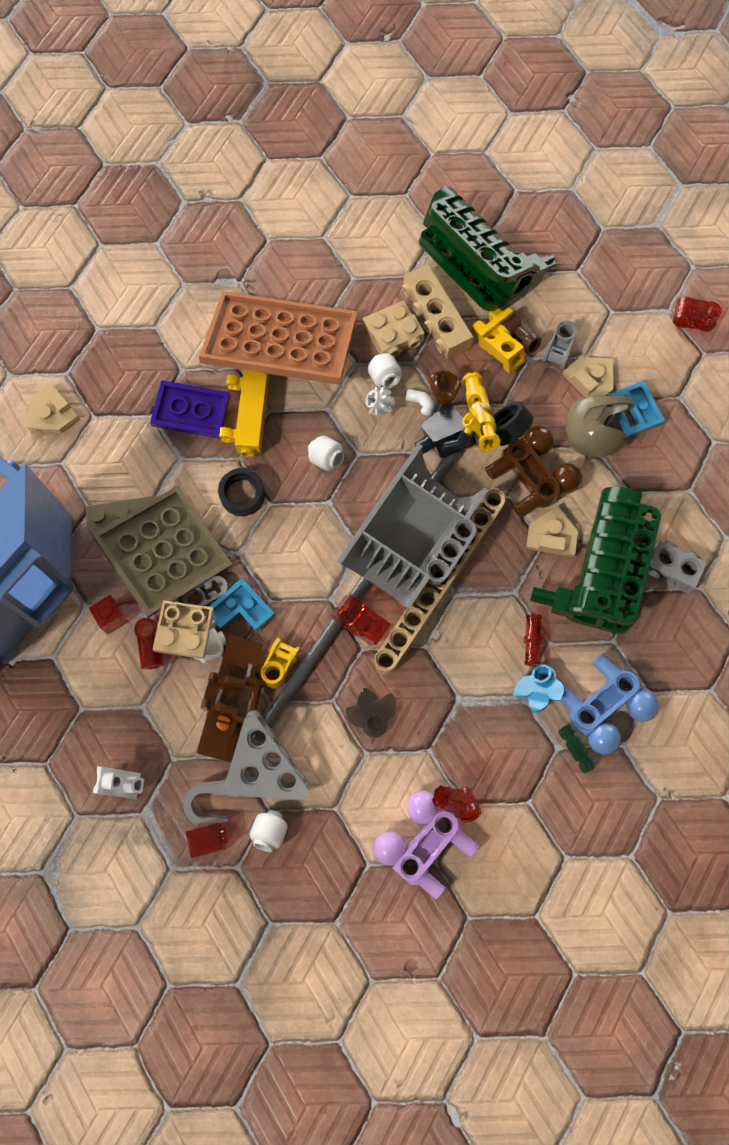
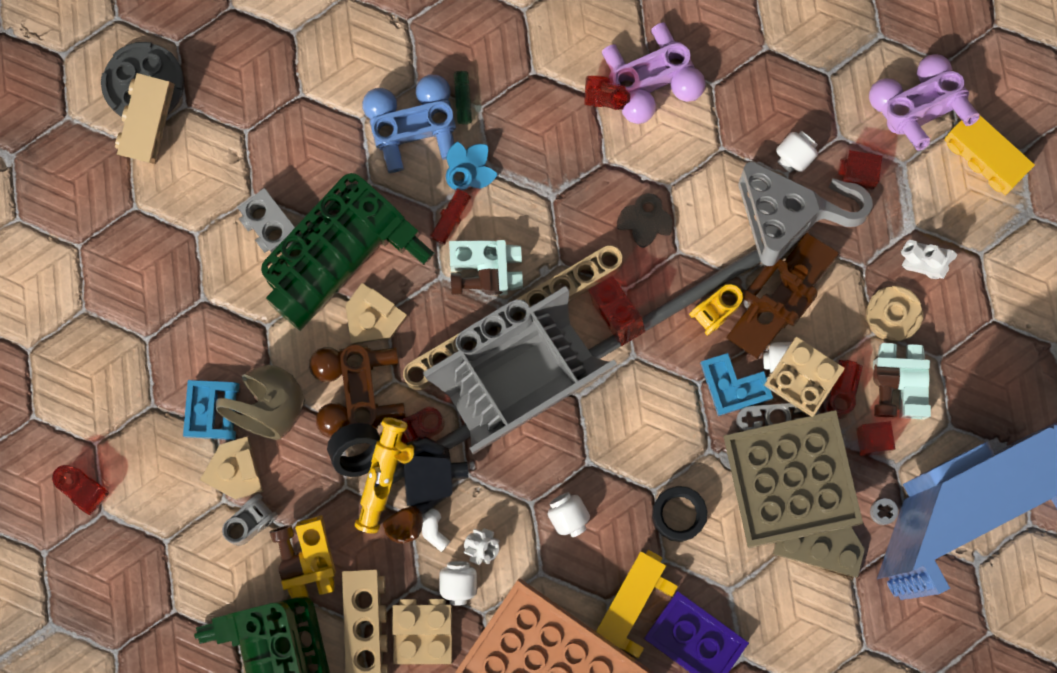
camera: 155 degrees left, 5 degrees up
(85, 572) = (884, 520): none -> light grey bush
(99, 909) = (989, 154): none -> yellow brick
(103, 678) = (906, 375): none -> light aqua hips
(131, 728) = (894, 313): none -> tan tile
(171, 928) = (924, 102): none -> lavender piece
(473, 463) = (416, 427): none -> clear red piece
(480, 616) = (491, 262): none -> light aqua hips

